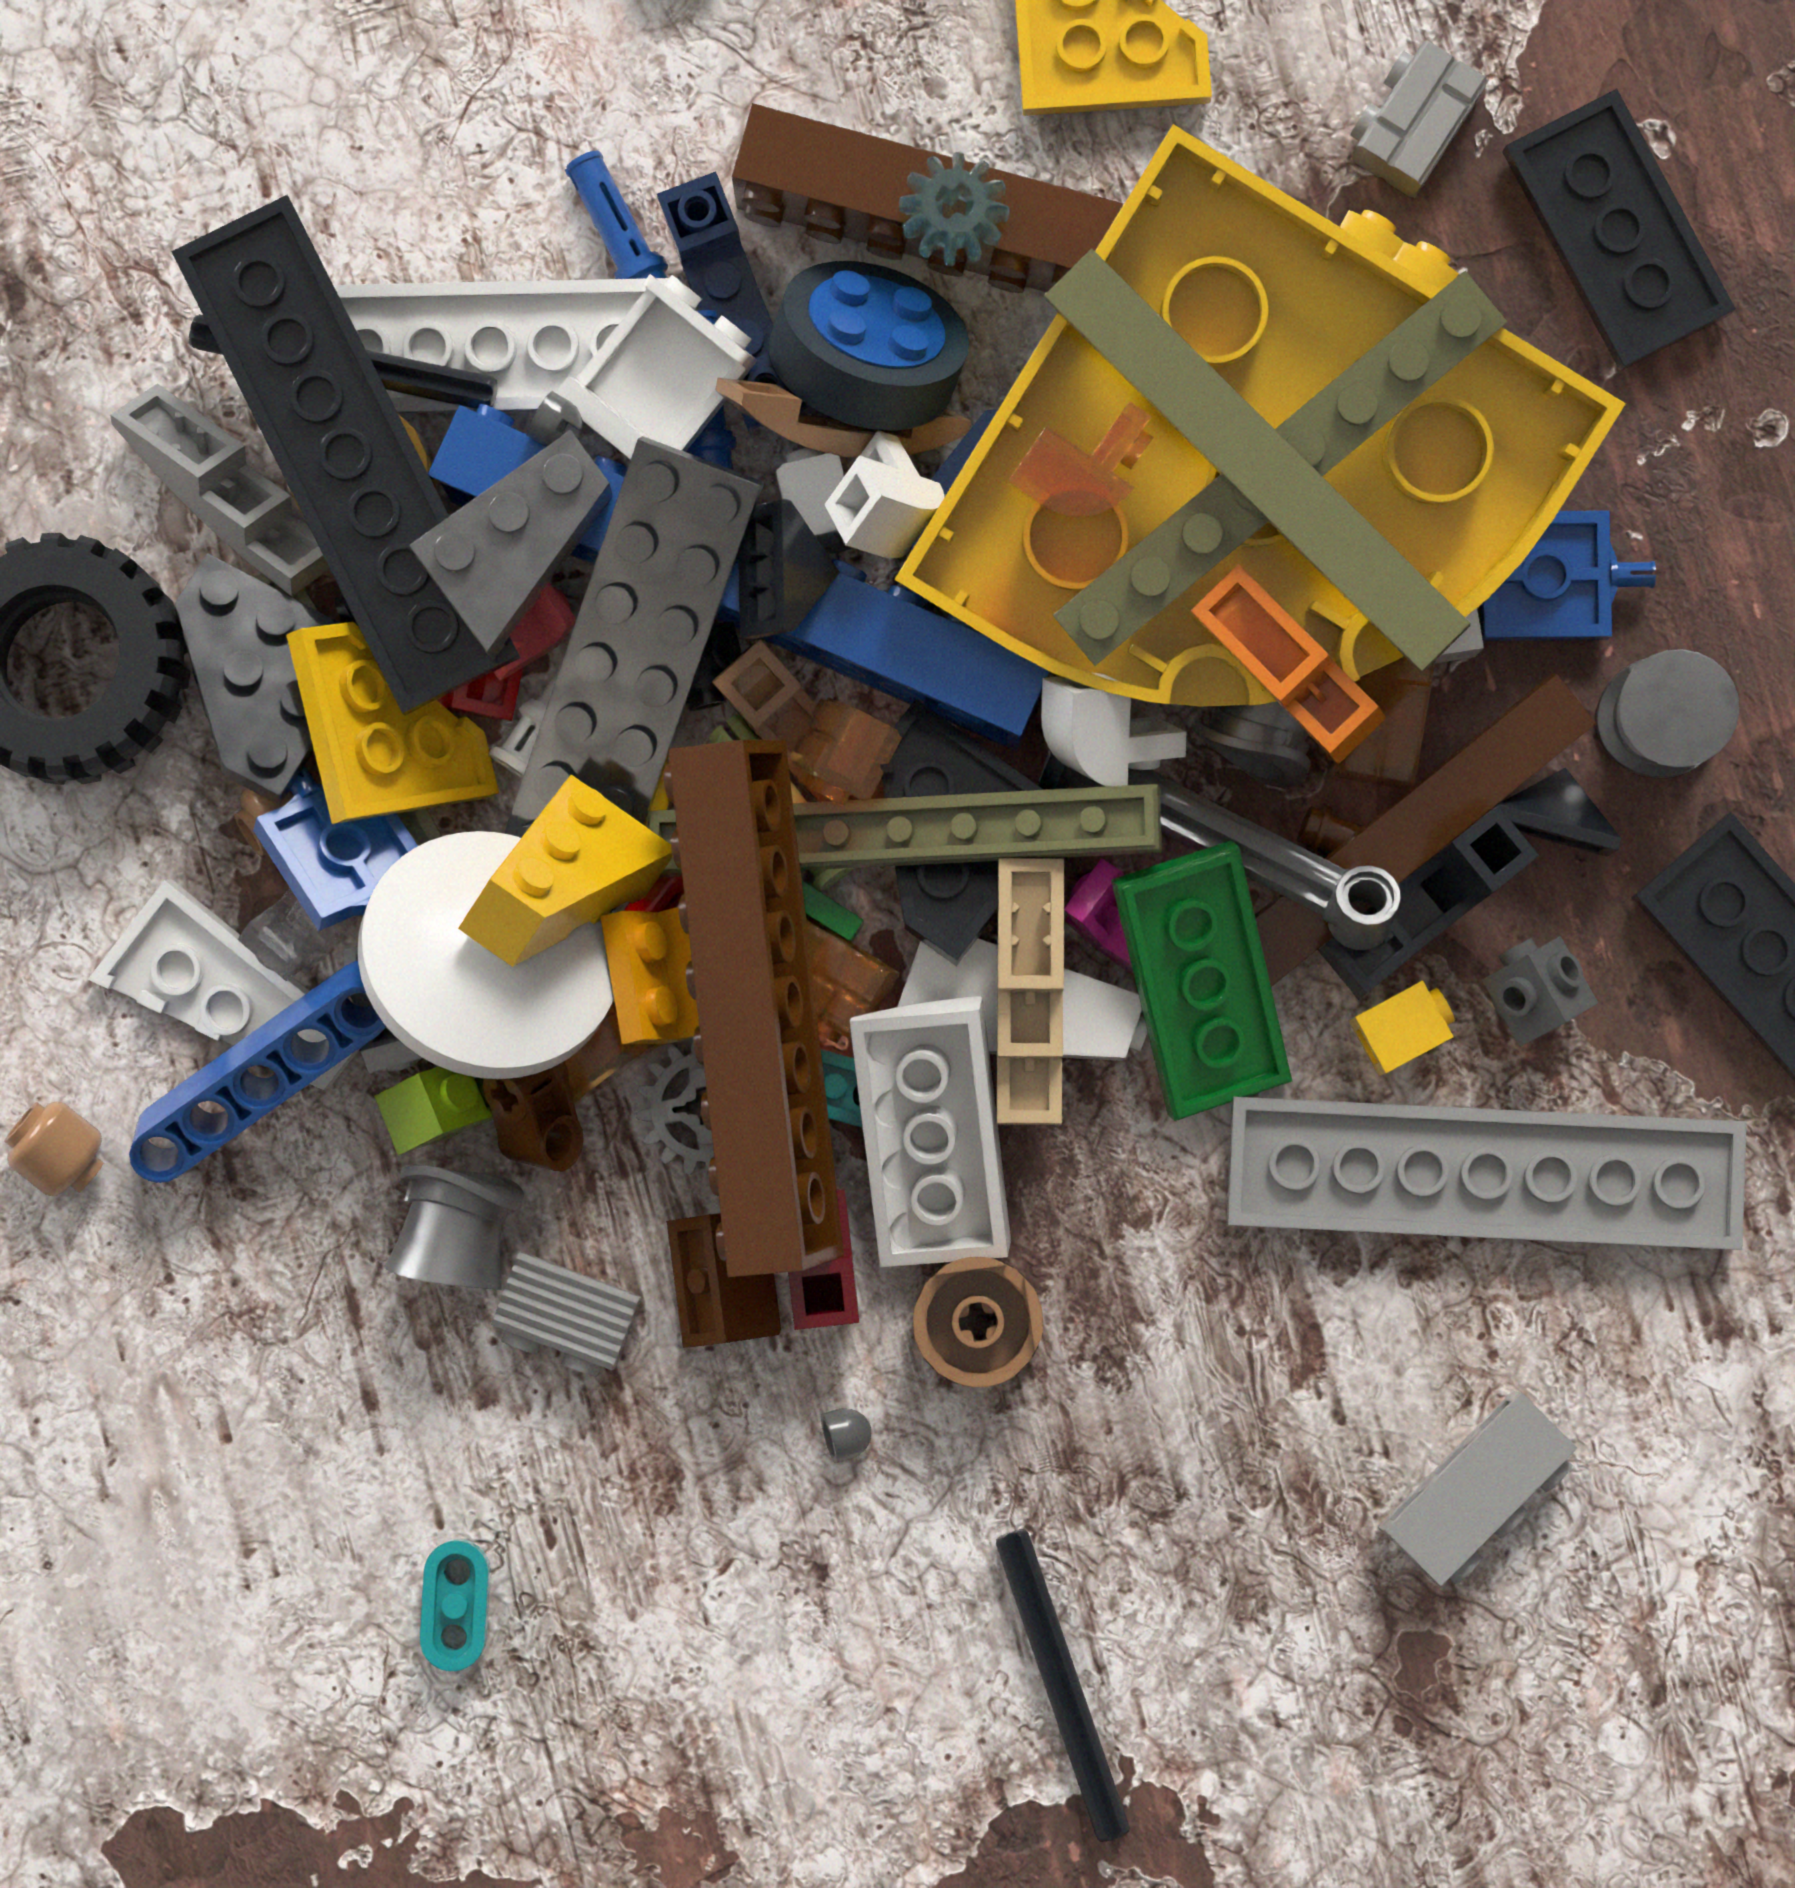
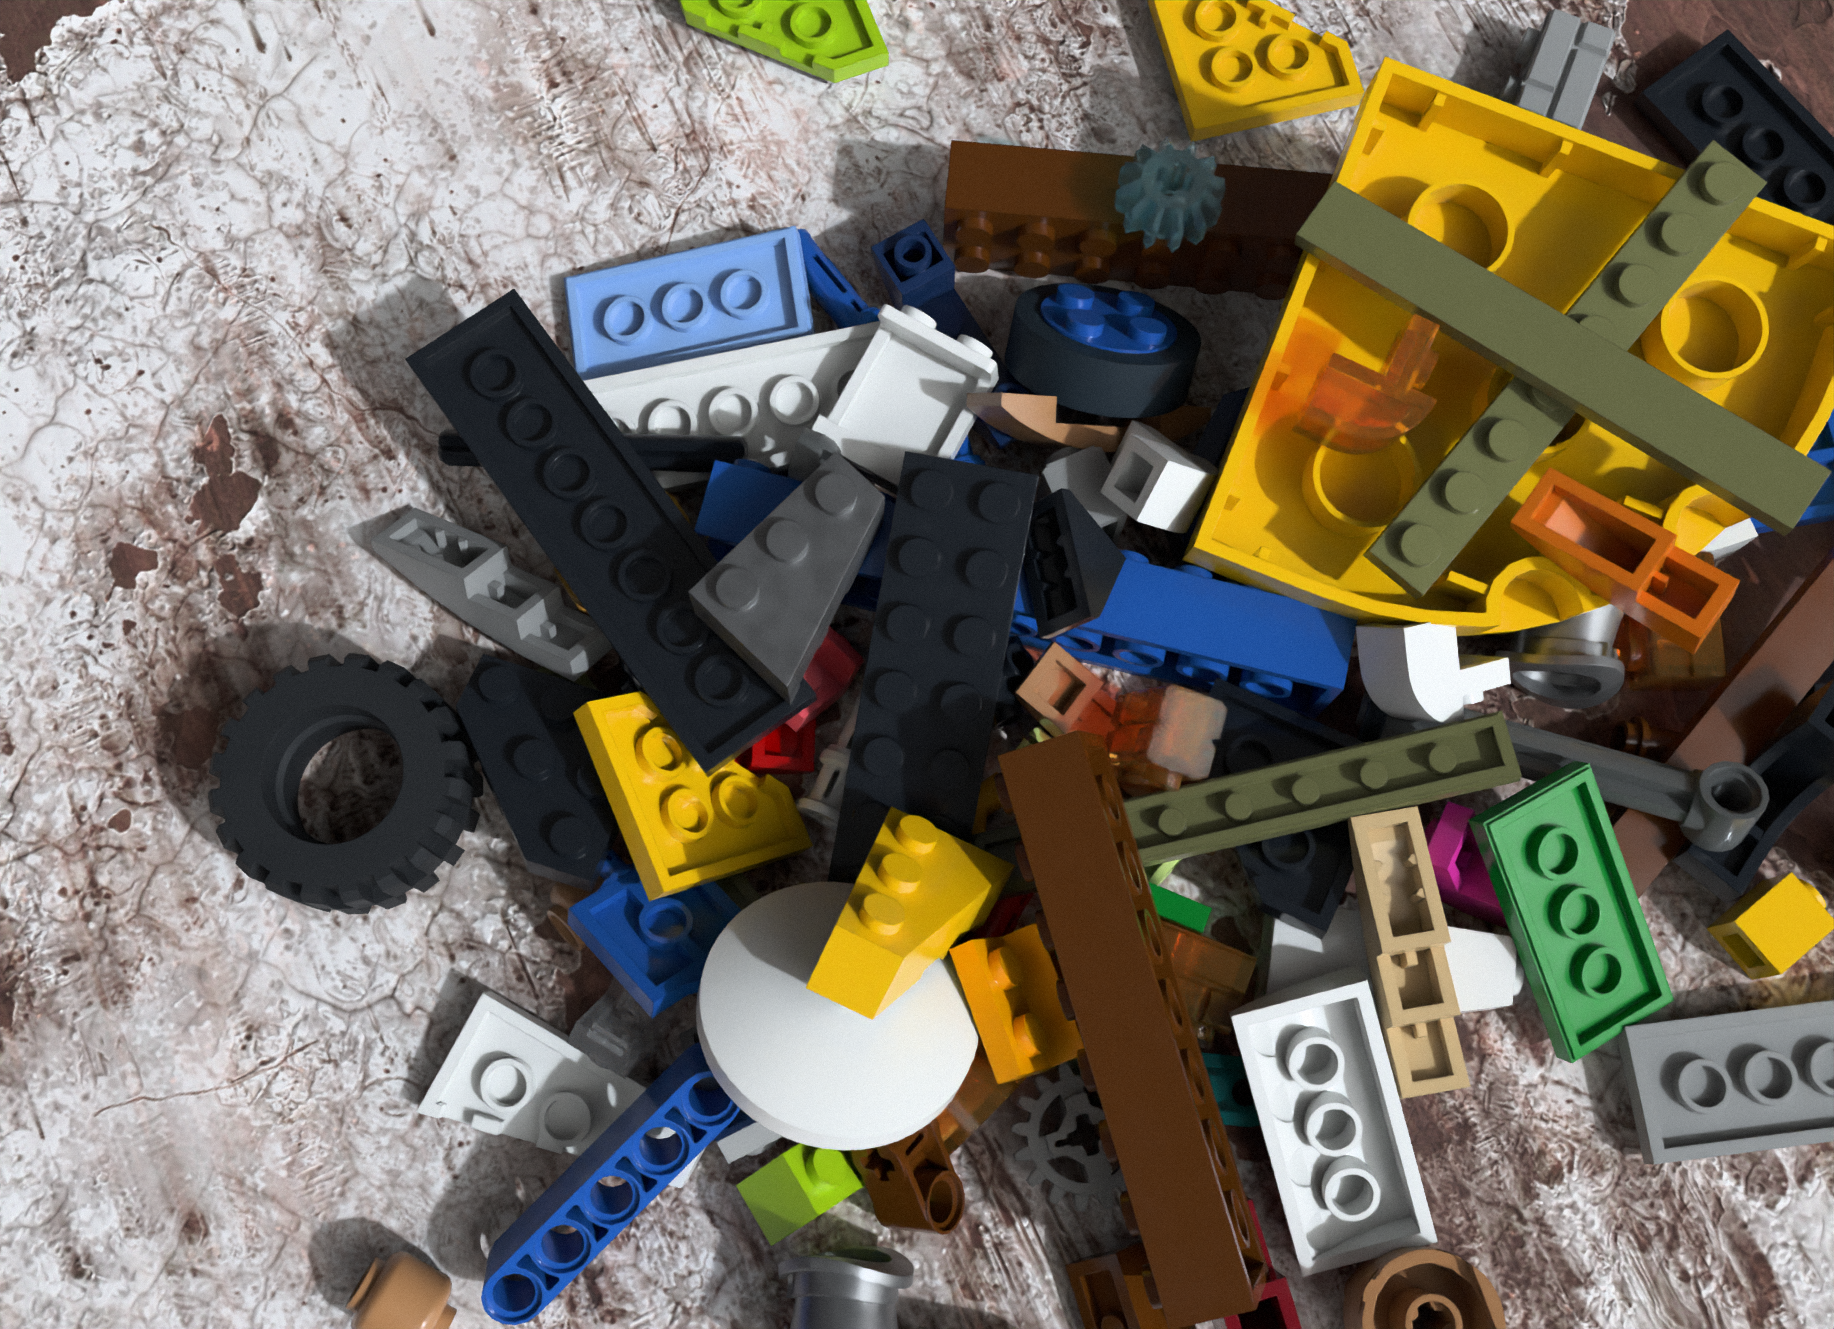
camera: 10 degrees left, 10 degrees down
(464, 219) = (689, 304): none -> light blue tile

